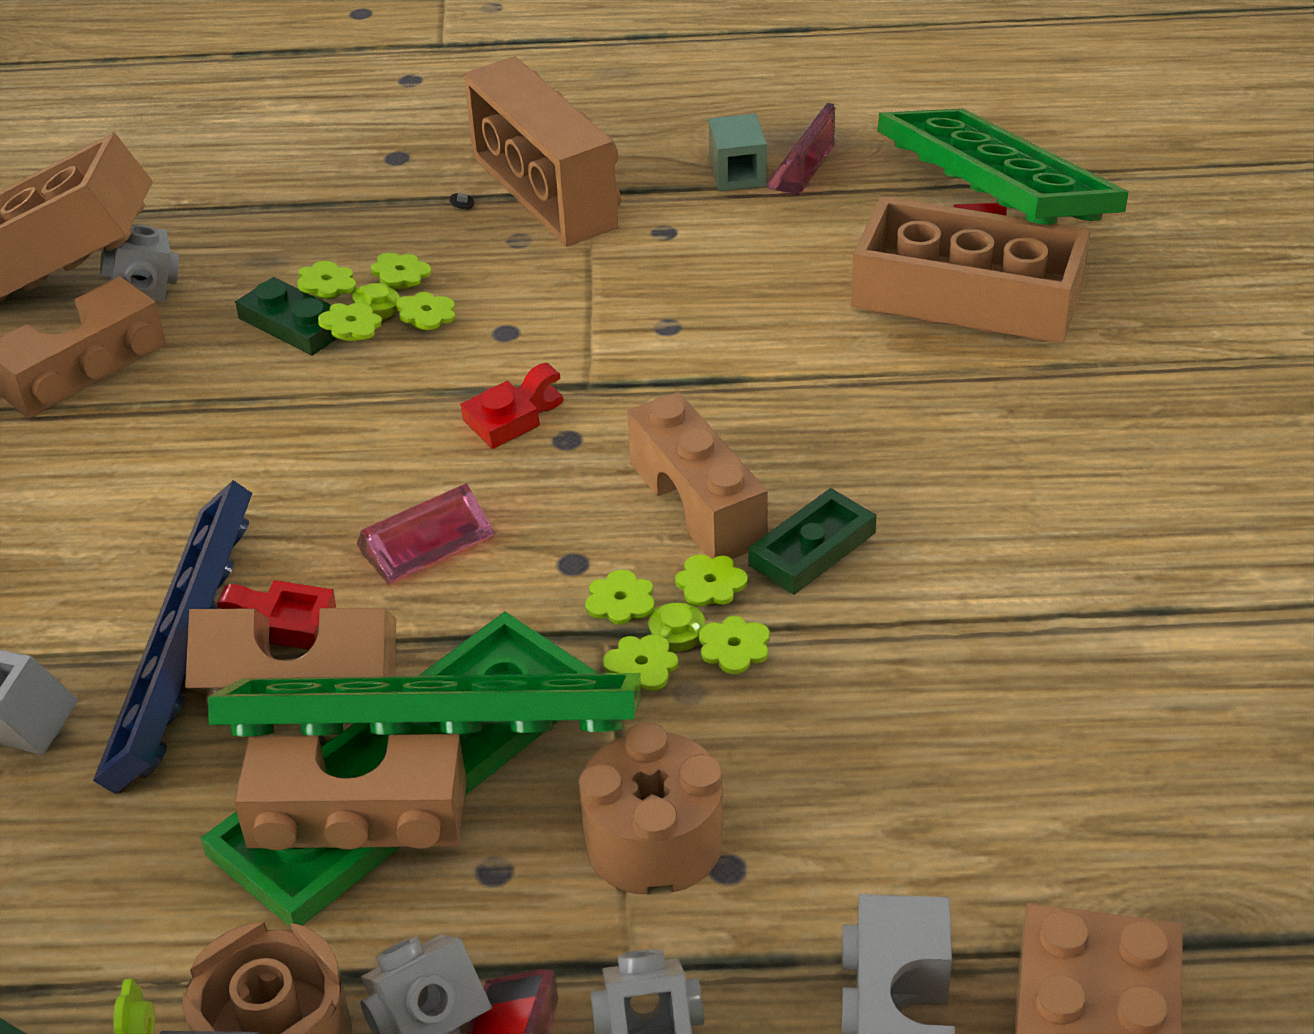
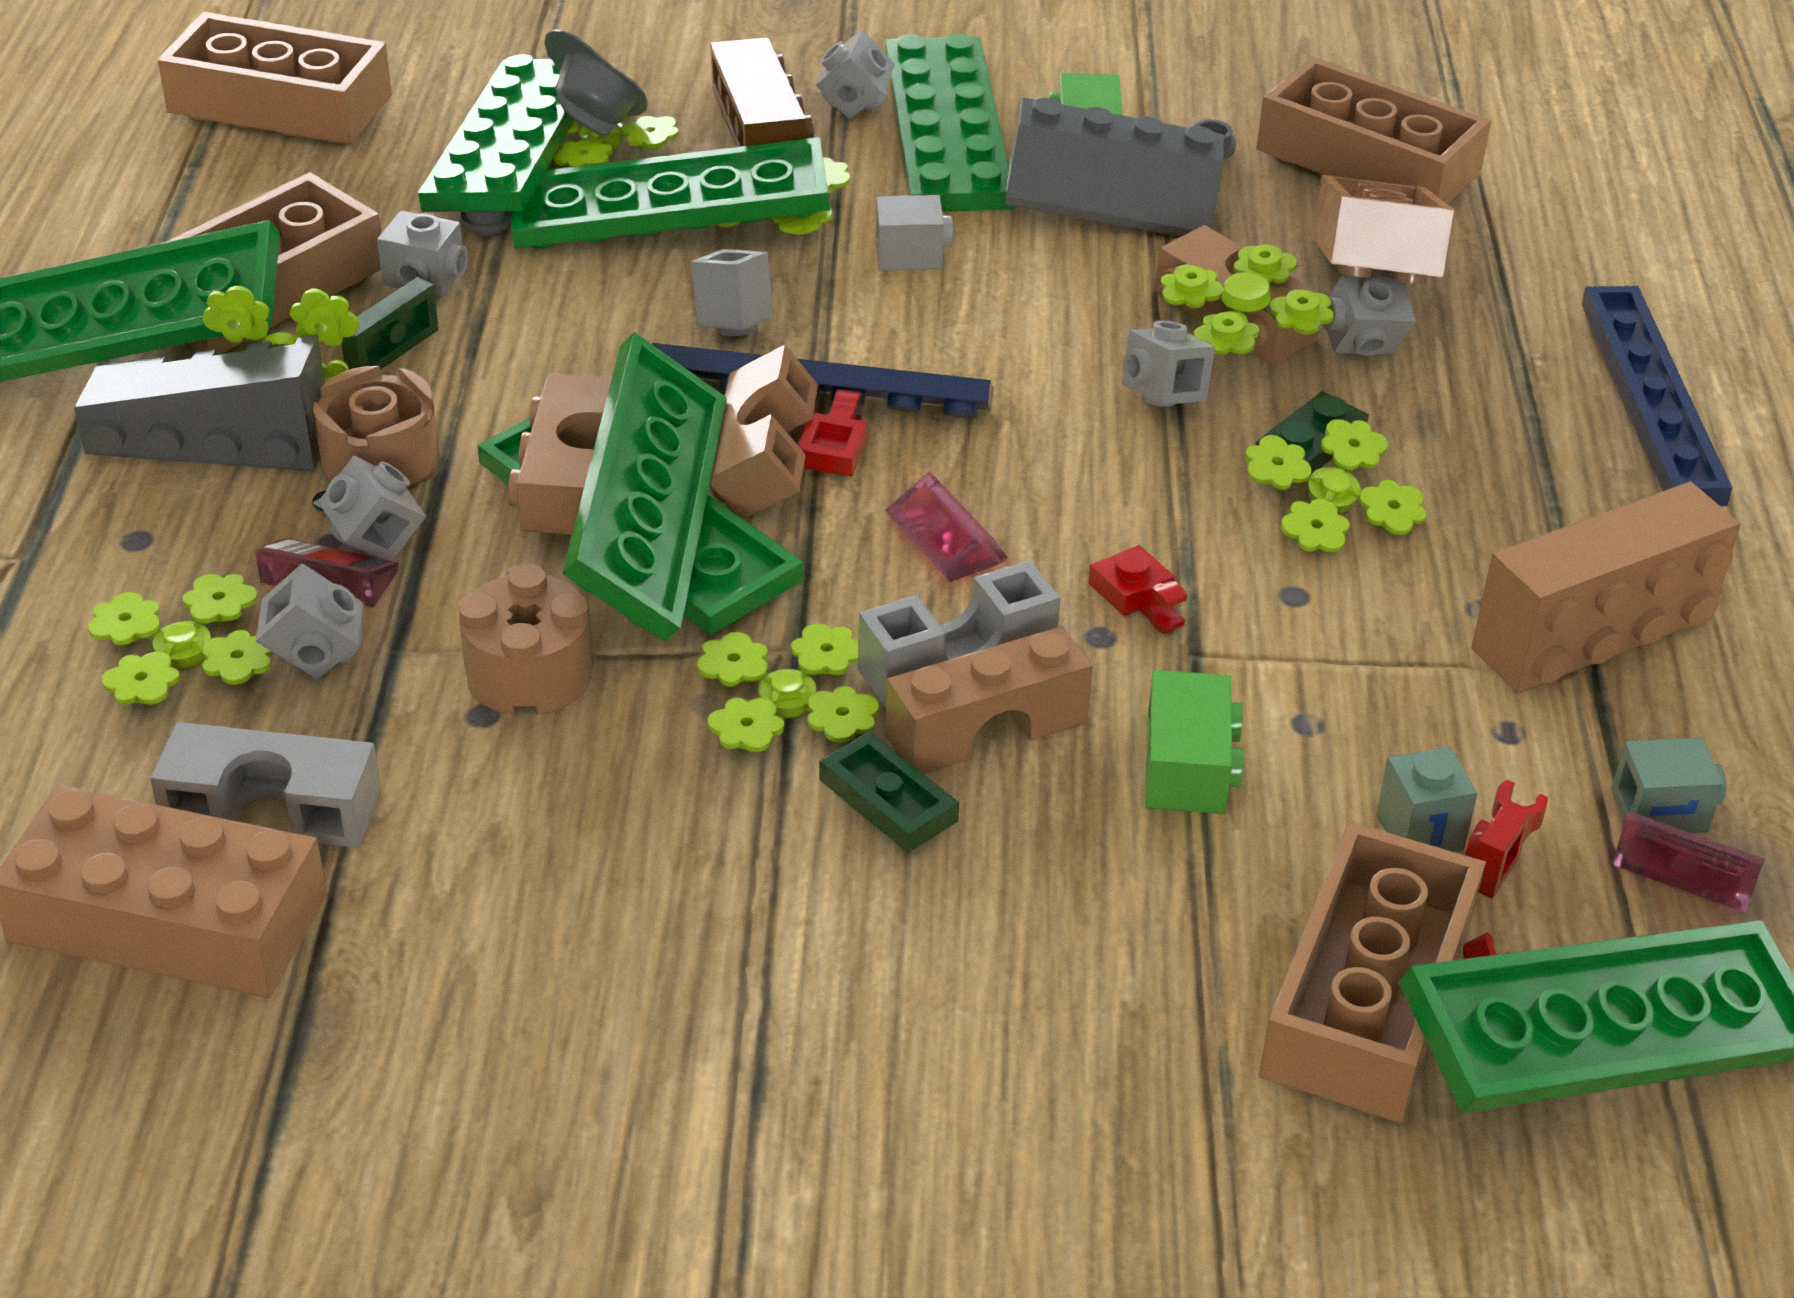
camera: 90 degrees right, 0 degrees up
(122, 312) = (1246, 292): none -> lime plant
(203, 378) = (1167, 364): none -> light grey brick
(262, 136) = (1654, 391): none -> dark blue plate
(636, 515) = (908, 637): none -> light grey arch
(726, 366) = (1191, 742): none -> bright green brick
(782, 249) = (1427, 799): none -> sand green brick
(810, 218) = (1503, 838): none -> red plate

